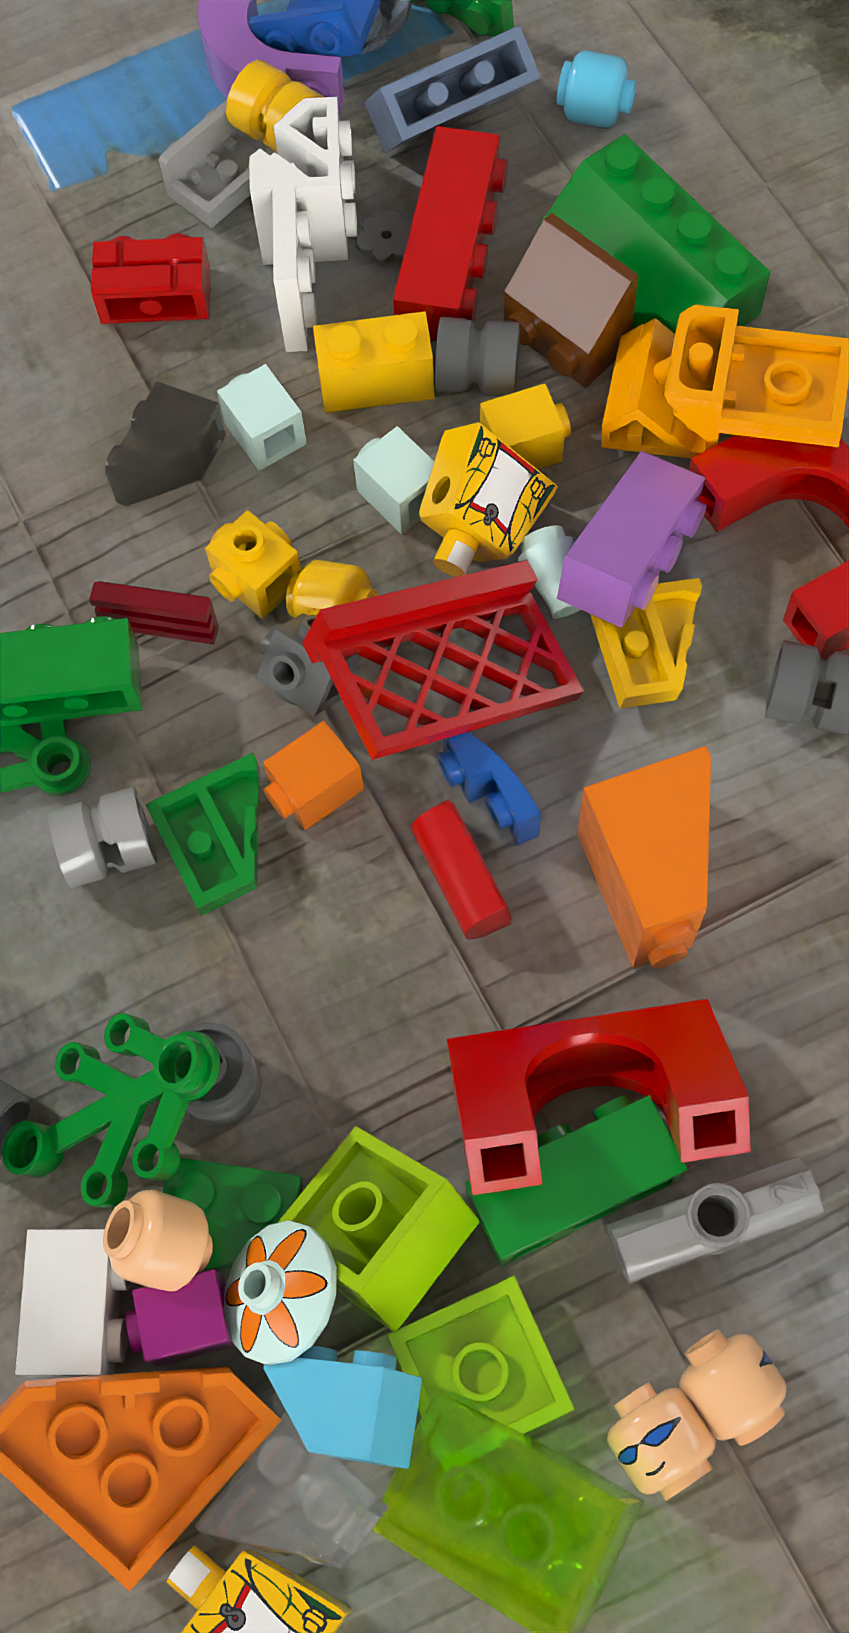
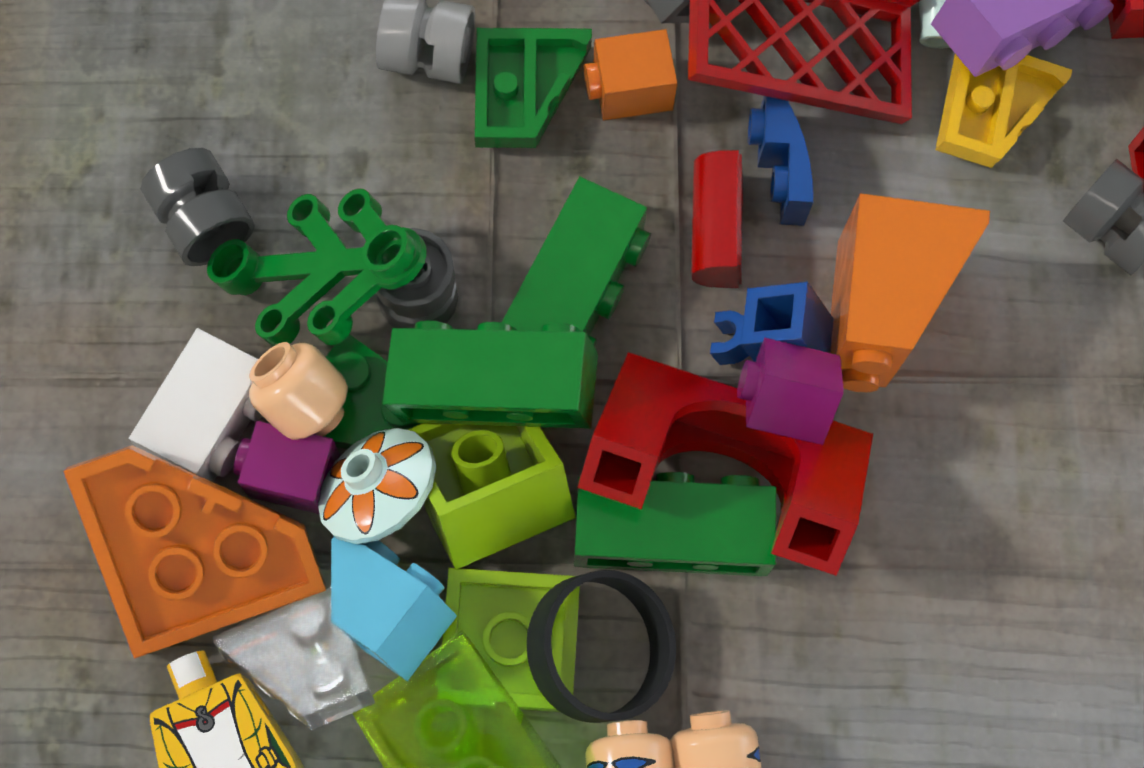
camera: 20 degrees right, 5 degrees up
(334, 1129) = (491, 375): none -> green brick
(360, 999) = (582, 261): none -> green brick
(575, 947) = (775, 312): none -> blue brick
(617, 999) = (791, 390): none -> magenta brick
(625, 1306) = (659, 631): none -> black tyre
(756, 1206) = (820, 624): light grey piece -> none

